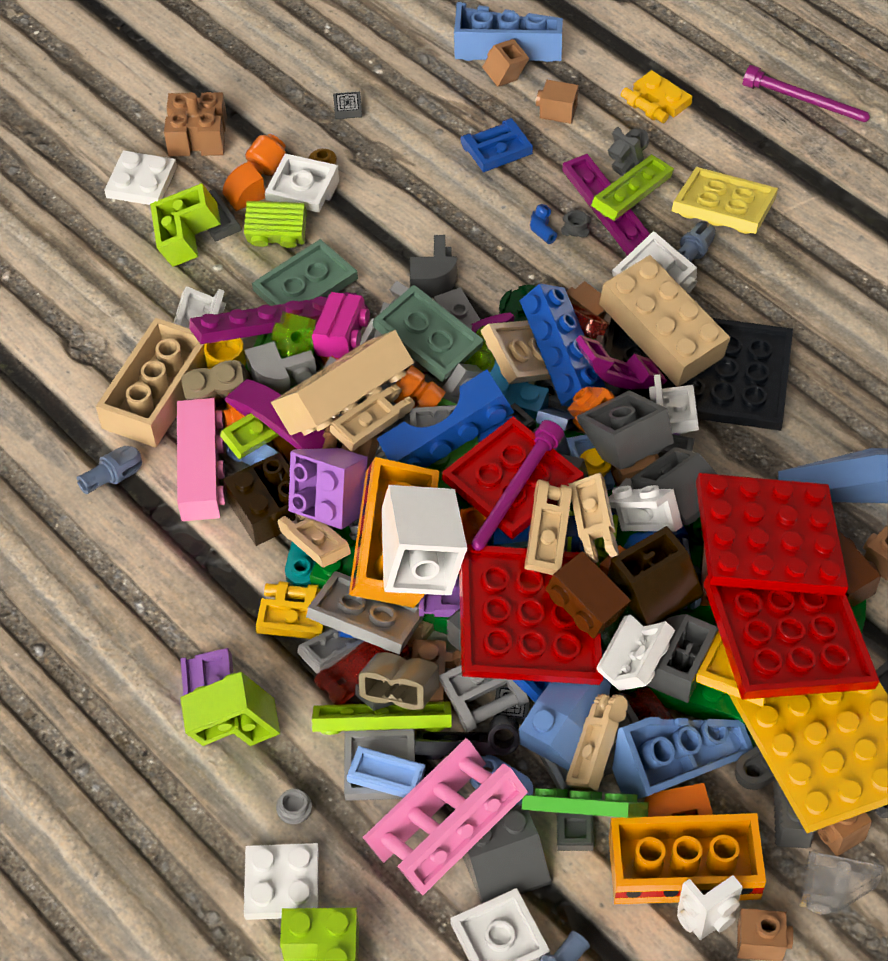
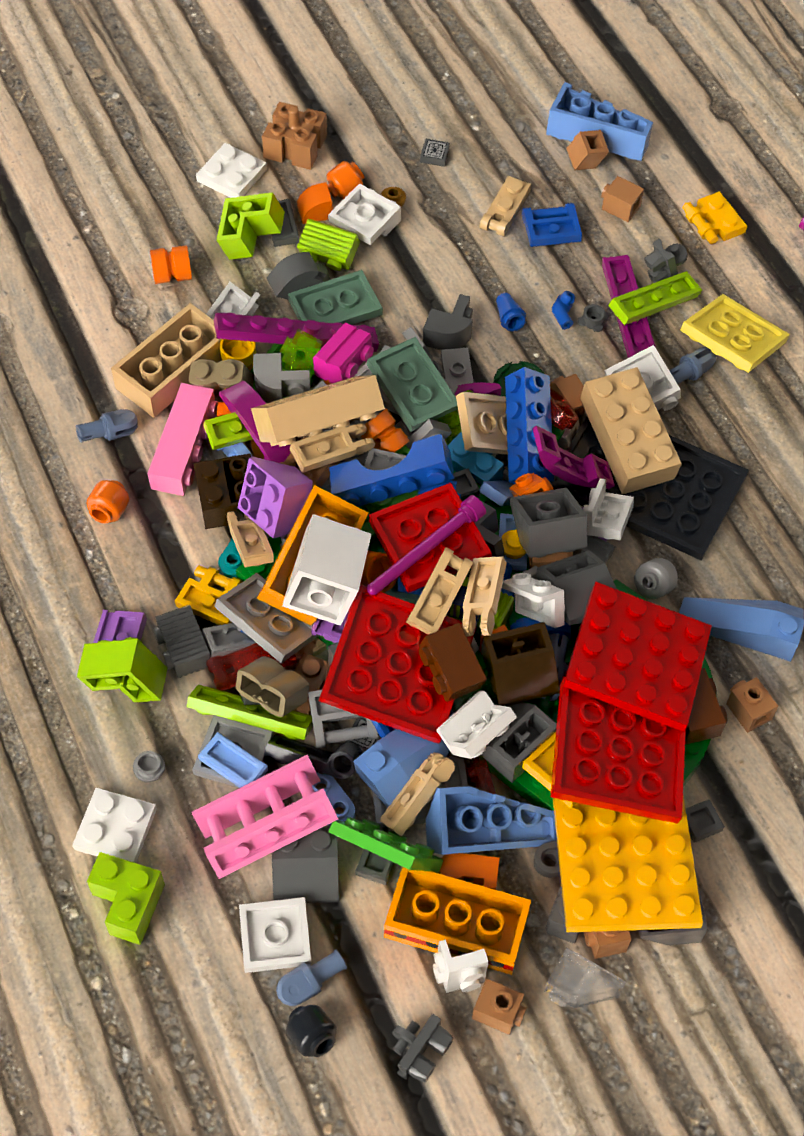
camera: 15 degrees right, 5 degrees up
(115, 286) = (170, 264): none -> orange wheel
(142, 545) = (107, 501): none -> orange head
(253, 260) = (296, 273): none -> dark grey brick
(279, 665) = (182, 640): none -> dark grey brick
(442, 138) = (506, 206): none -> tan plate
(491, 242) = (510, 313): none -> blue cone
(753, 453) = (656, 578): none -> light grey head

